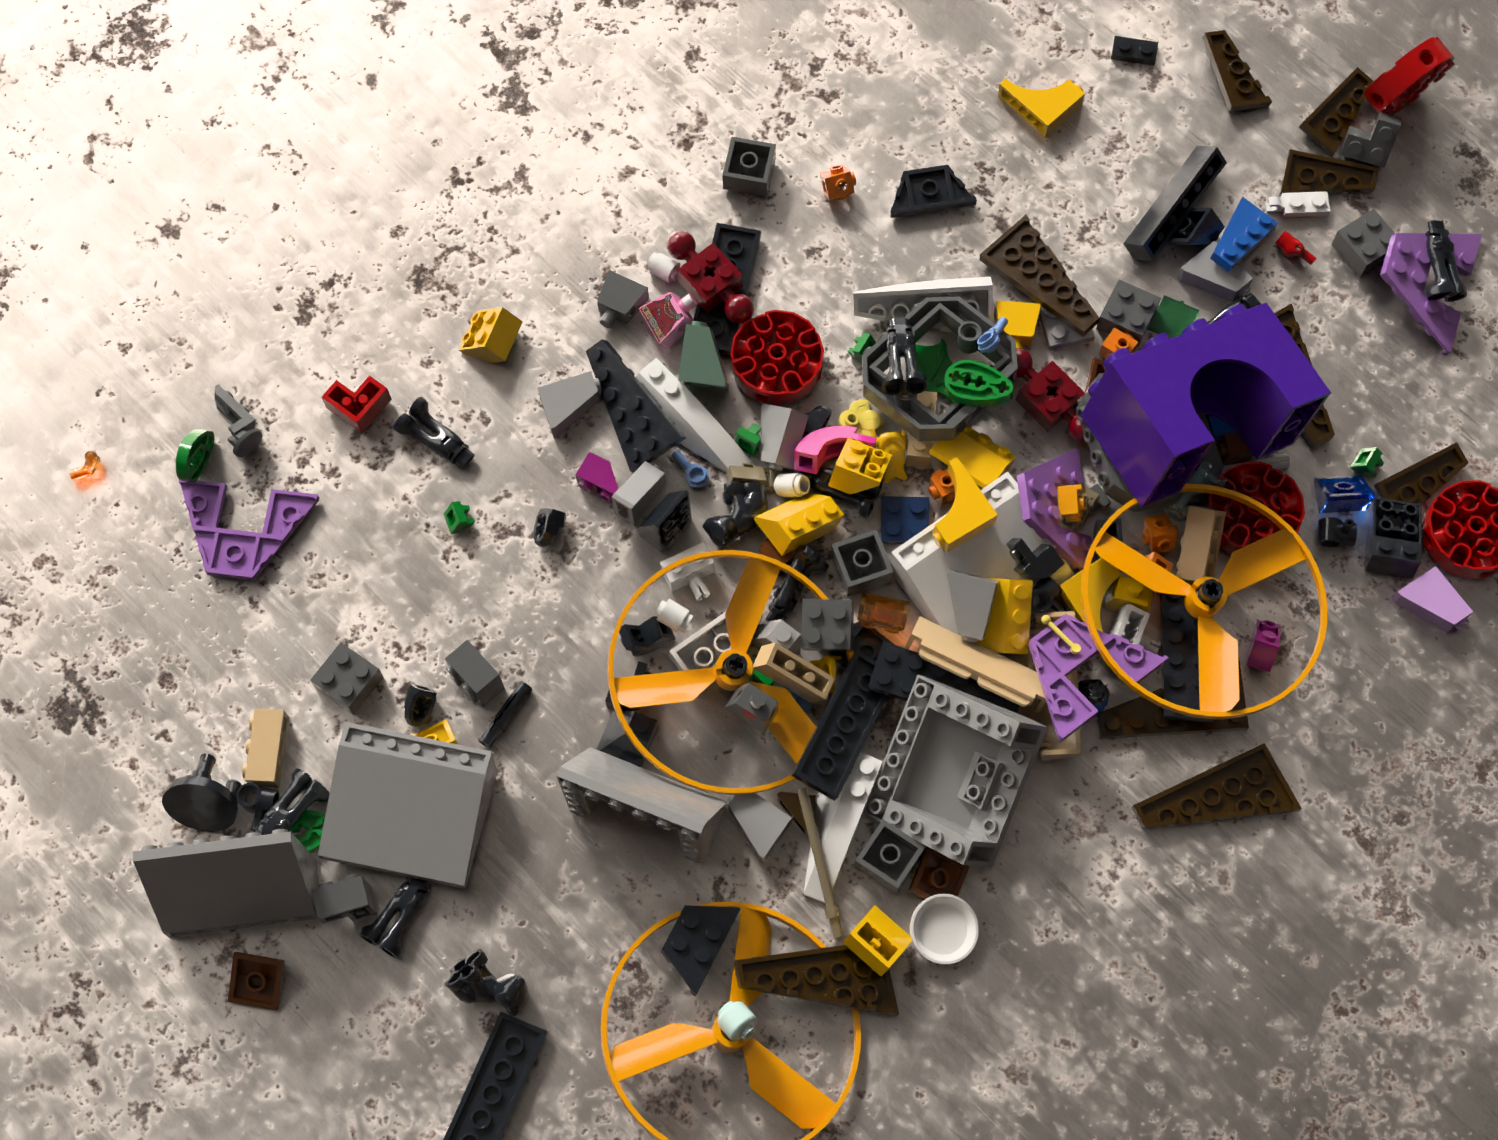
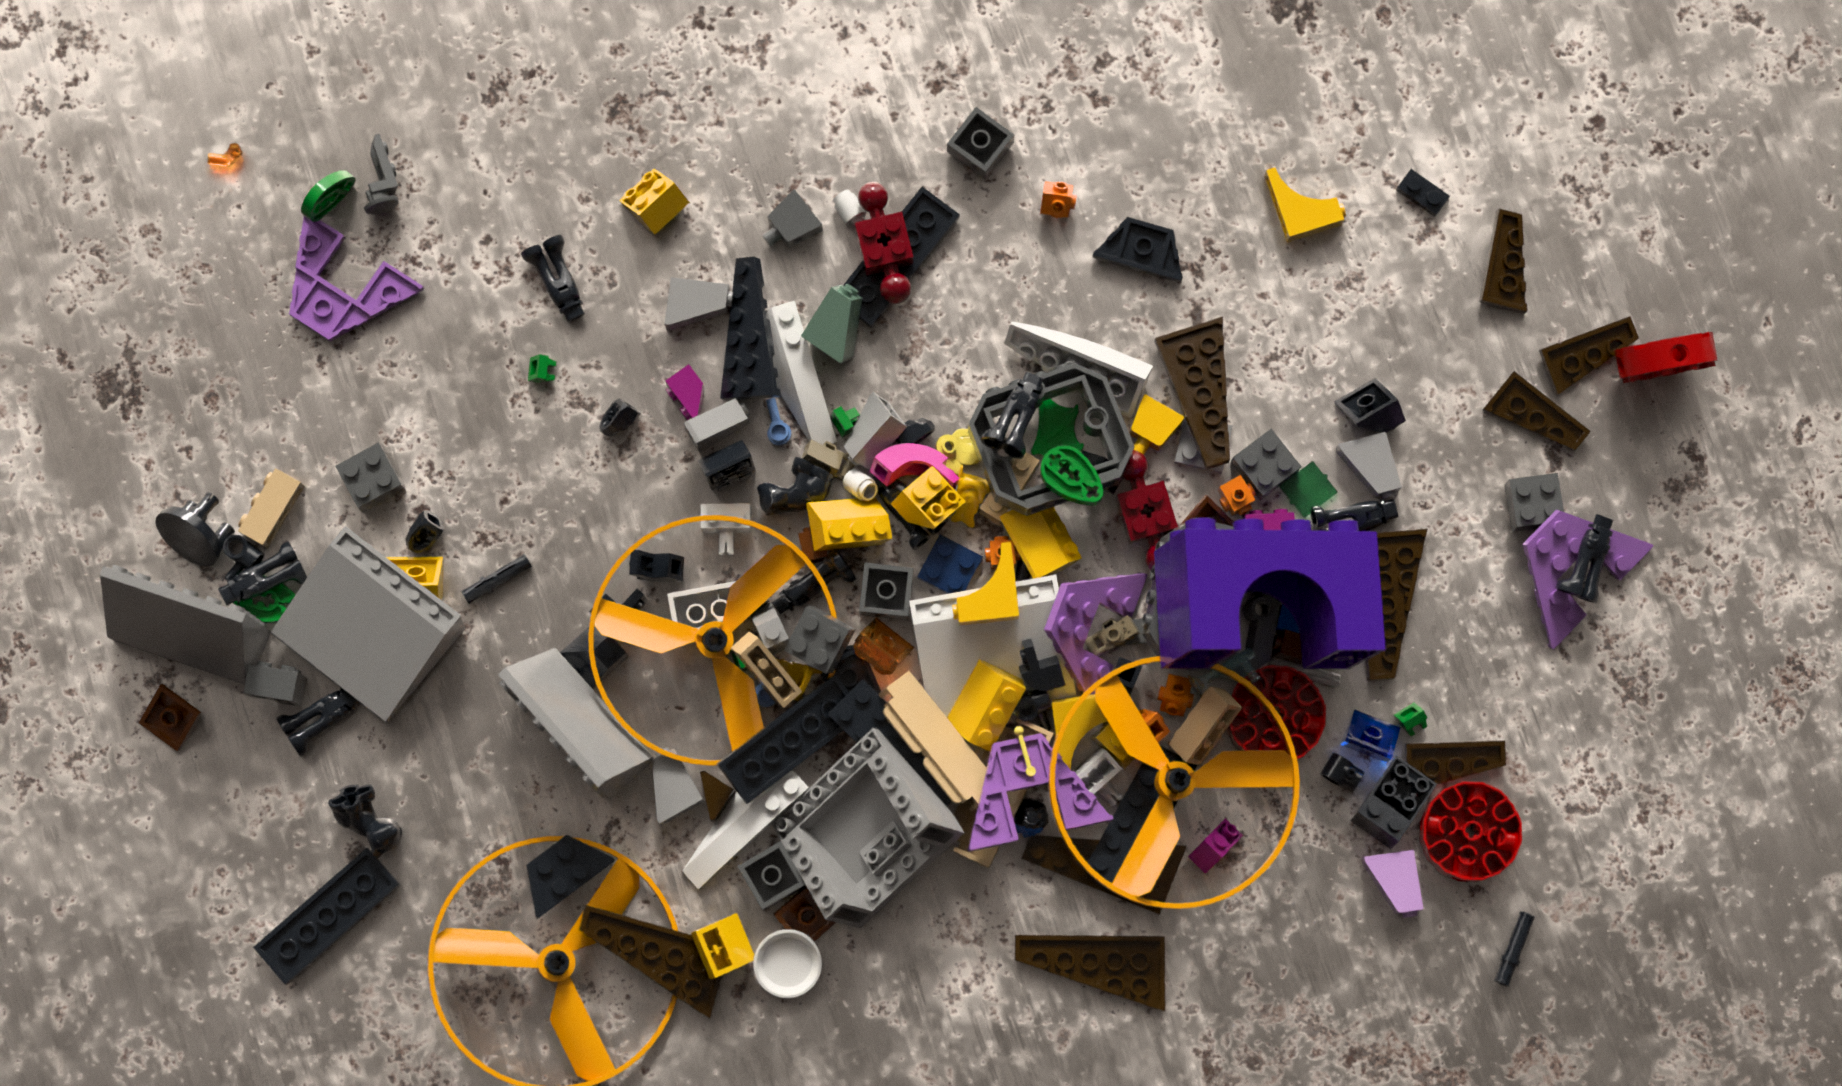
camera: 25 degrees right, 10 degrees up
(357, 407) = (499, 218): red brick -> none
(474, 673) = (484, 529): dark grey brick -> none
(669, 316) = (828, 263): torso -> none
(673, 615) = (681, 567): white brick -> none
(736, 1021) = (558, 960): light aqua head -> none
(753, 706) = (712, 685): dark grey torso -> none
(772, 378) = (909, 328): red brick -> none
(832, 910) = (699, 898): dark tan bar -> none
(862, 344) = (999, 378): green tile -> none
(972, 603) = (959, 682): light grey slope -> none
(989, 340) = (1107, 437): medium blue plate -> none
(1071, 502) = (1105, 629): light orange brick -> none
(1175, 203) = (1371, 374): black brick -> none
(1243, 233) = (1420, 436): blue wing -> none
(1288, 245) = (1462, 473): red piece -> none
(1300, 204) = (1495, 431): white plate -> none
(1372, 146) = (1594, 405): dark grey brick -> none

